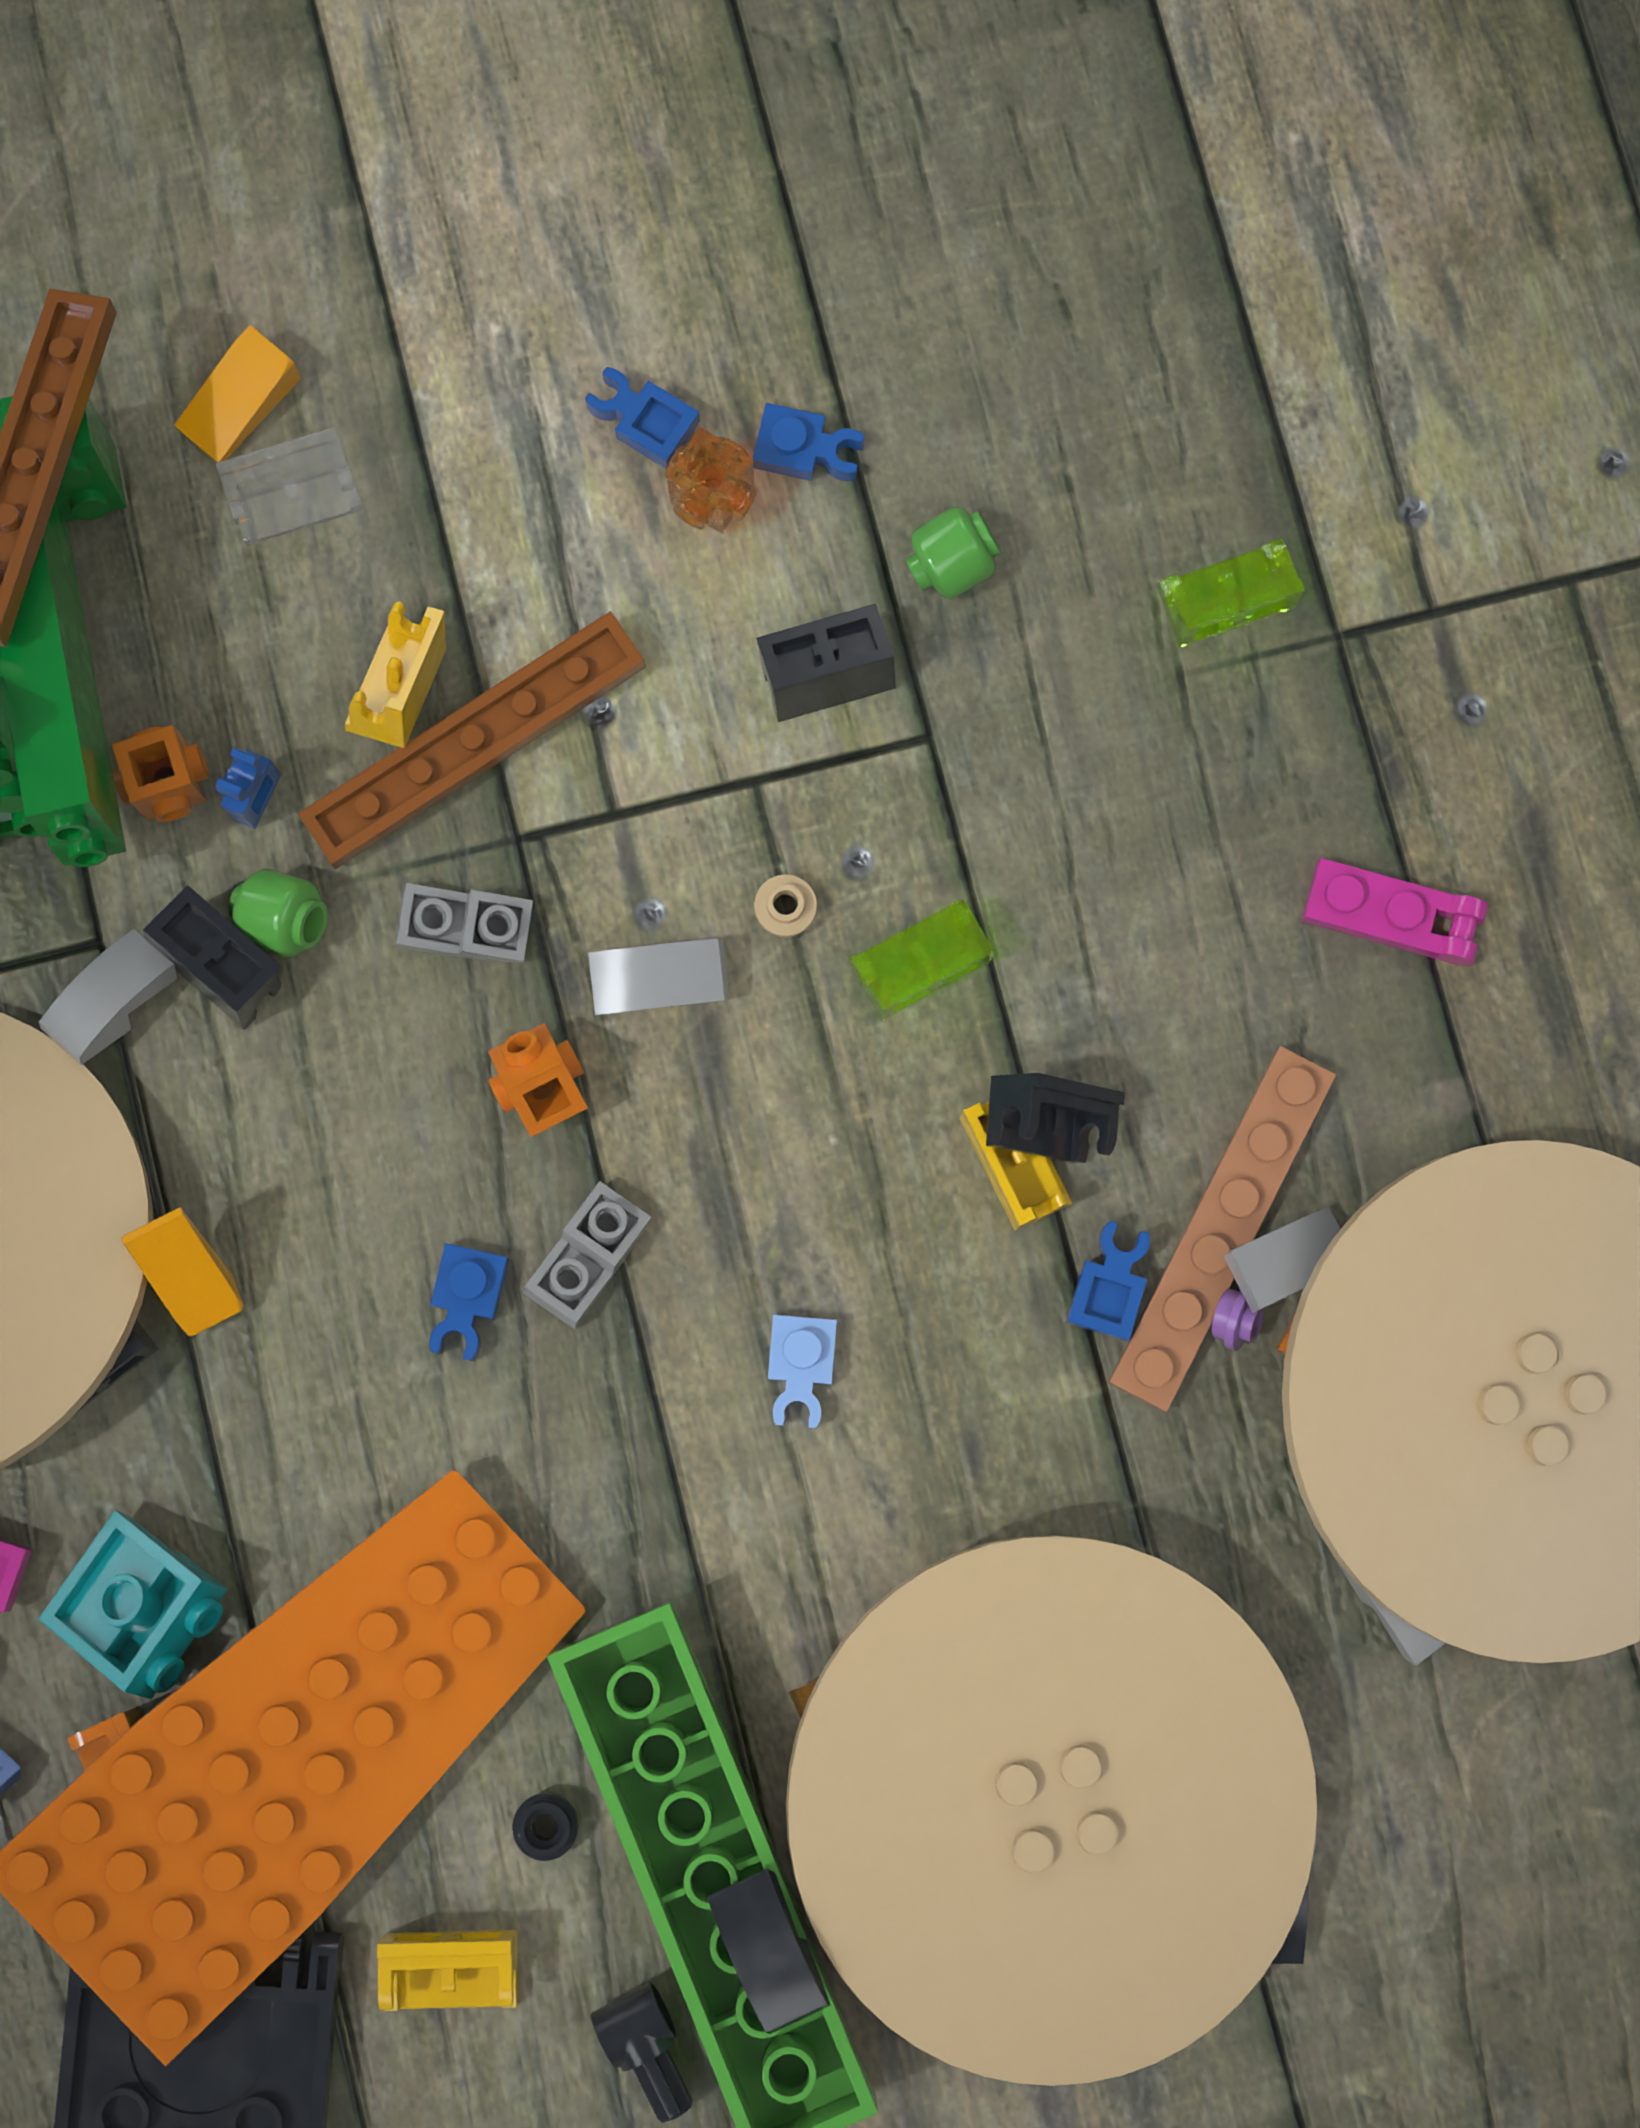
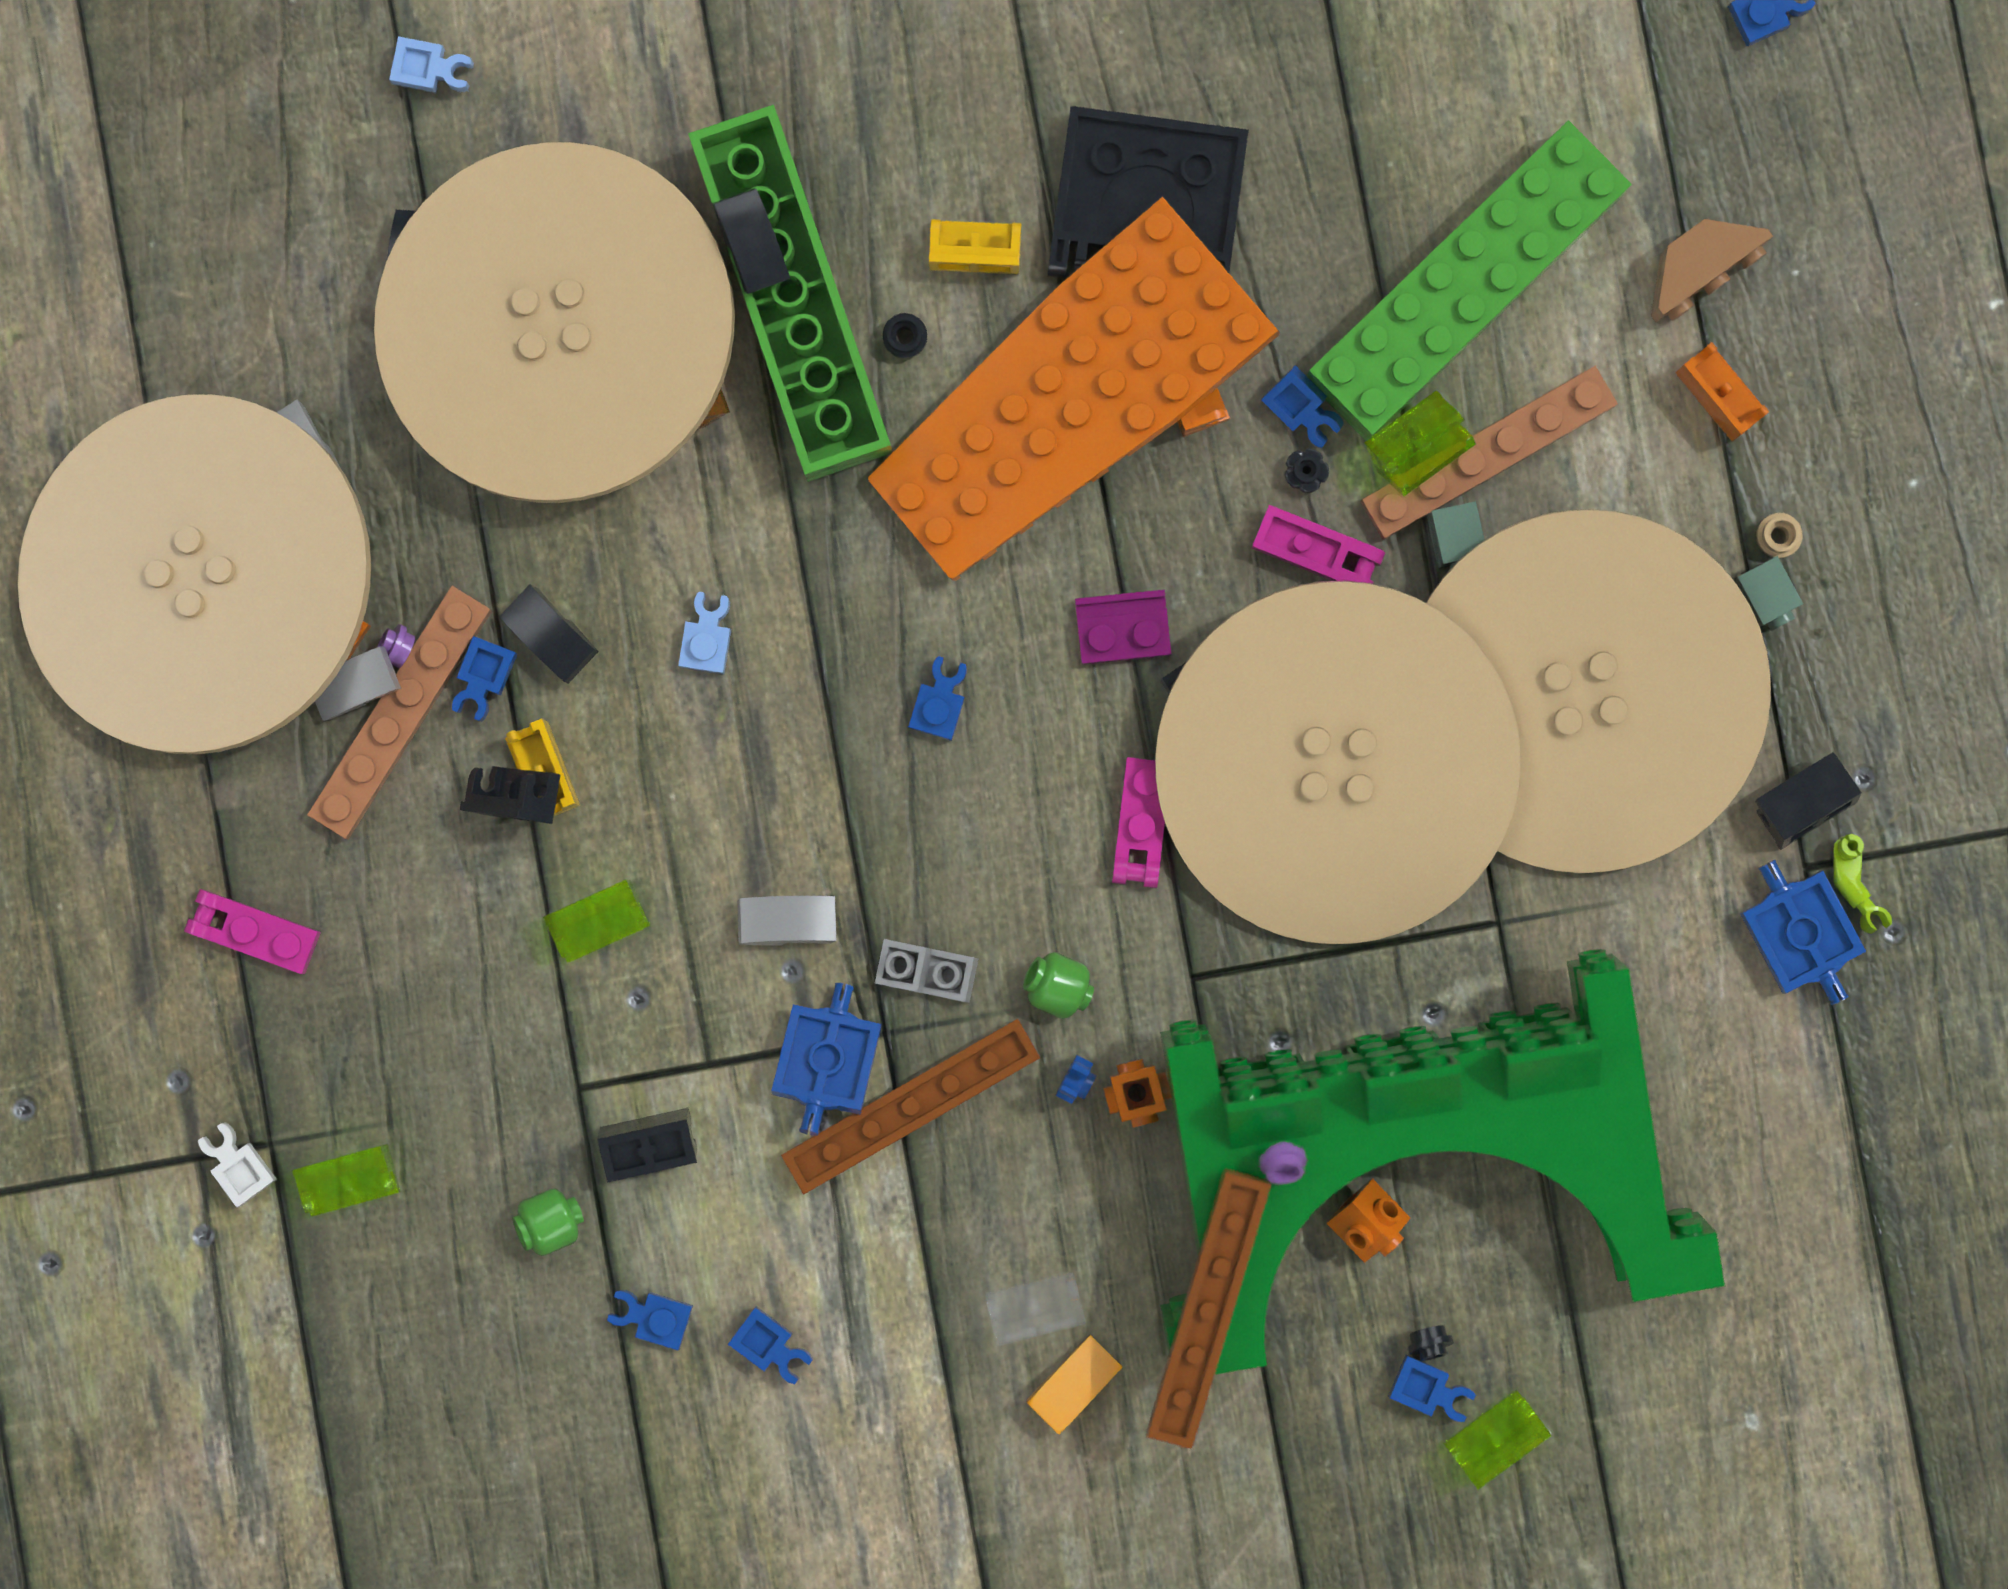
camera: 170 degrees left, 5 degrees up
(97, 1002) = (1184, 934): light grey slope -> none
(134, 1607) = (1178, 502): teal plate -> none
(177, 1140) = (1139, 825): none -> dark pink plate
(184, 1272) = (1131, 727): light orange slope -> none
(211, 1421) = (1123, 627): none -> magenta plate
(214, 956) = (1104, 956): black hinge -> none
(398, 677) = (963, 1154): yellow hinge -> none
(537, 1079) = (878, 858): orange brick -> none
(587, 1255) = (852, 725): light grey slope -> none
(590, 791) = (826, 1059): none -> blue plate
(637, 2037) = (848, 192): black axle -> none
(705, 464) = (706, 1295): clear orange brick -> none
(790, 924) = (707, 966): tan plate -> none
(1022, 1350) = (548, 634): none -> black slope
(1373, 592) = (240, 1170): none -> white plate

